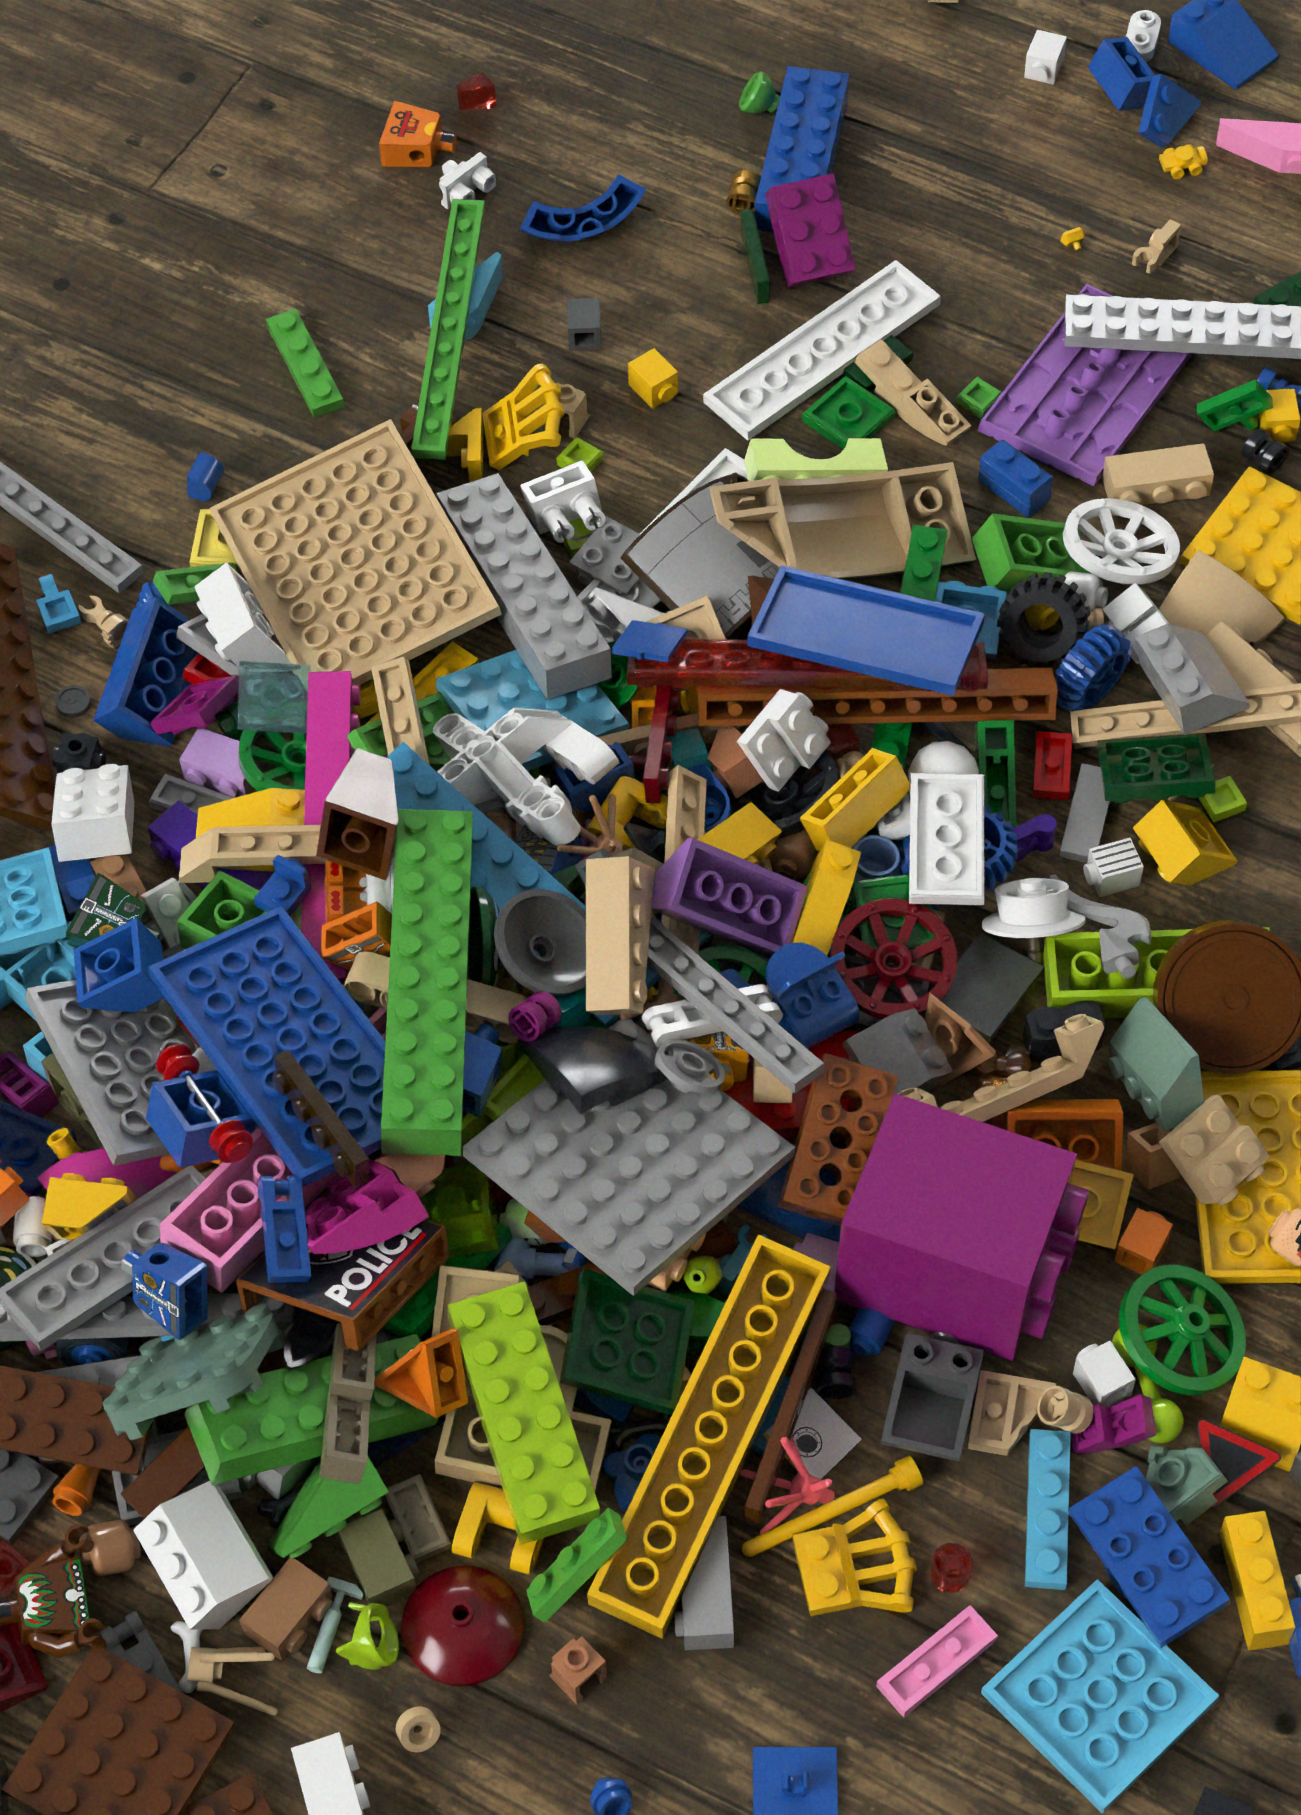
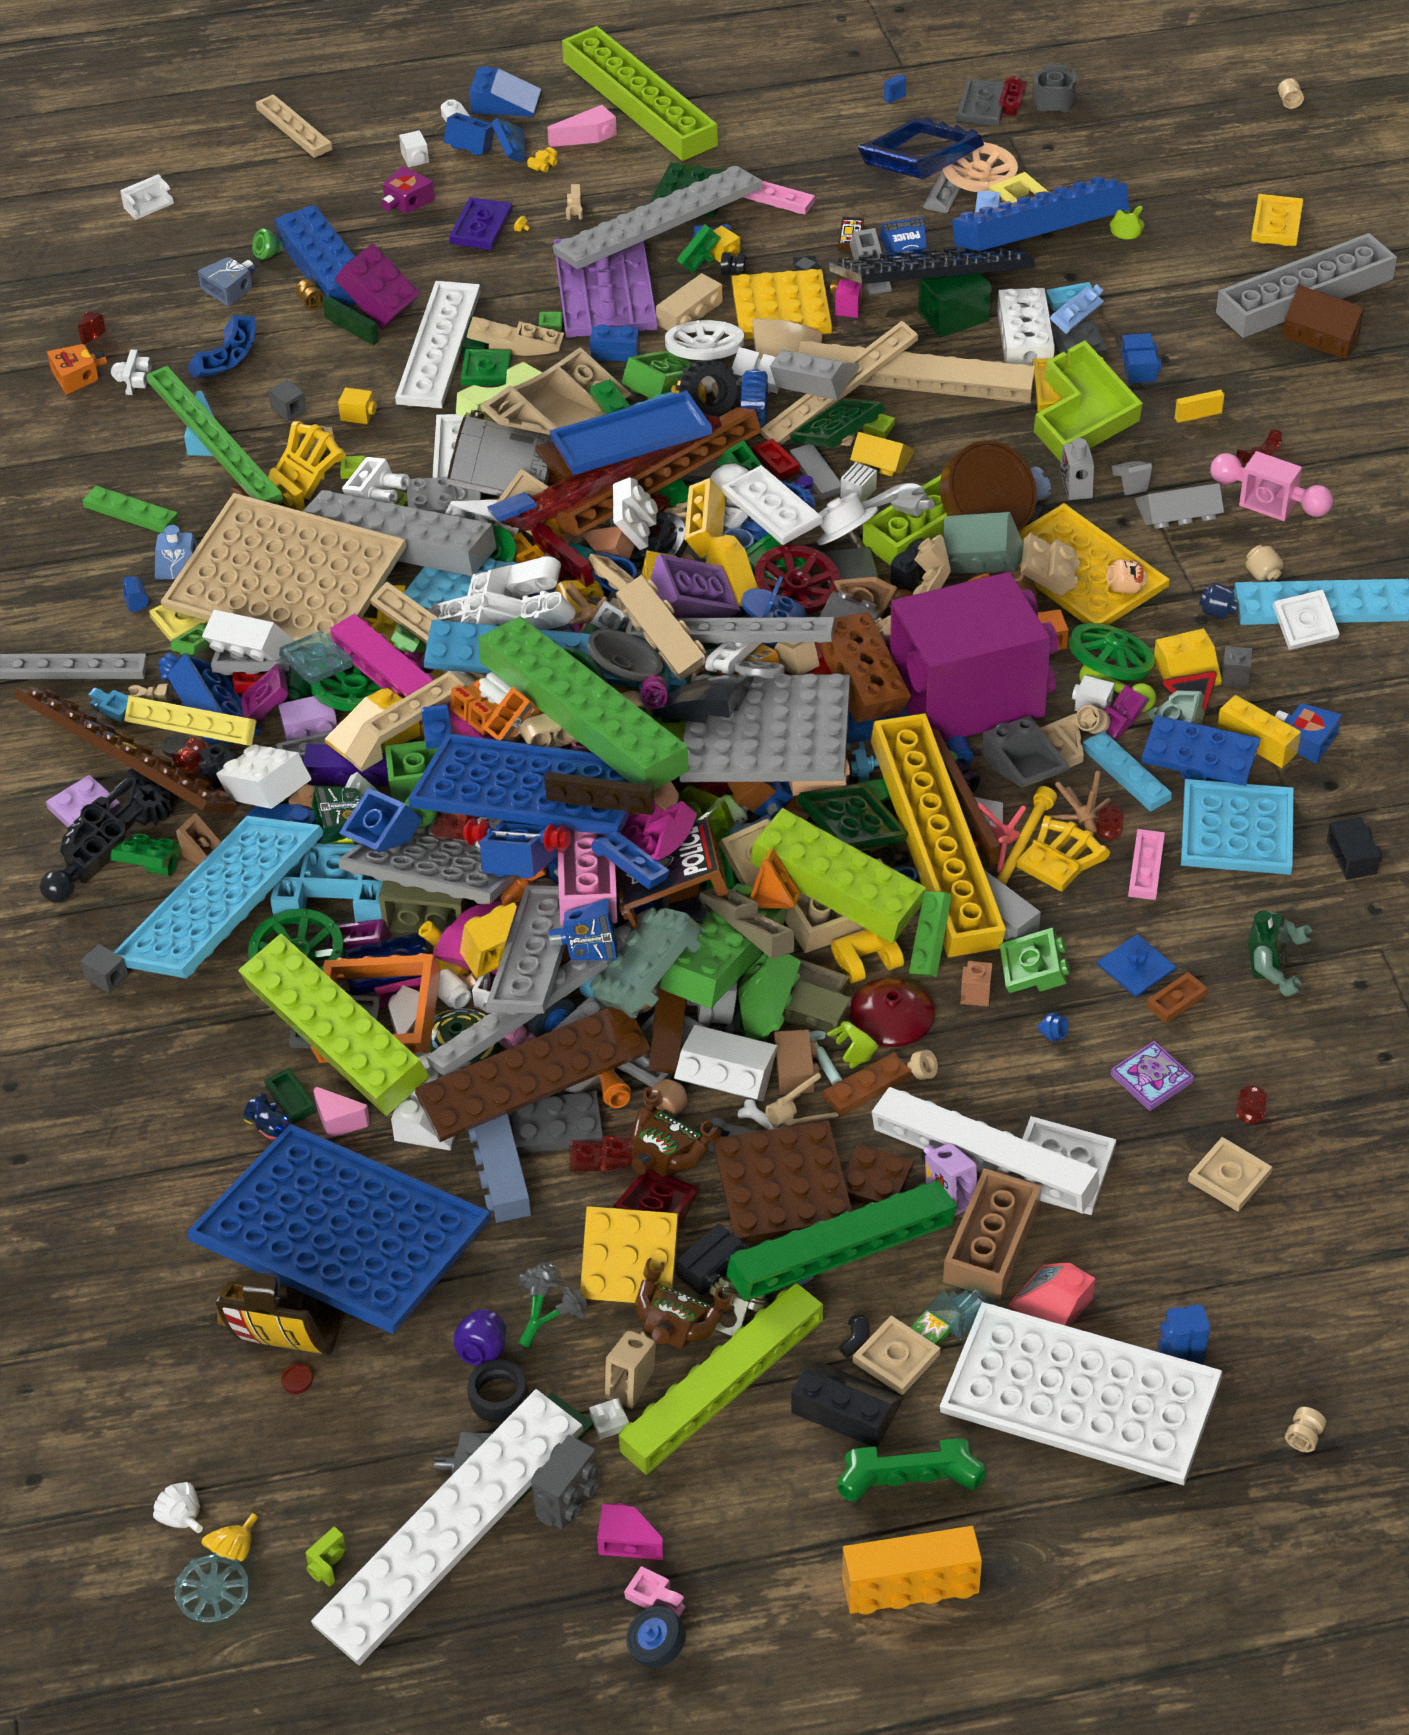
camera: 40 degrees left, 10 degrees down
(67, 723) = (189, 755): none -> clear red wheel
(92, 687) = (190, 720): none -> light yellow tile
(276, 450) = (173, 552): none -> medium blue torso
(341, 1699) = (866, 1084): none -> dark orange plate
(361, 816) = (462, 653): reddish brown slope -> none
(671, 1693) = (1034, 961): none -> bright green plate
(675, 117) = (227, 280): none -> sand blue torso
(709, 1271) = (858, 770): lime plant -> none
(930, 1533) = (1084, 814): none -> medium nougat plant
(981, 112) = (407, 191): none -> magenta torso
(1025, 209) = (480, 223): none -> dark purple plate

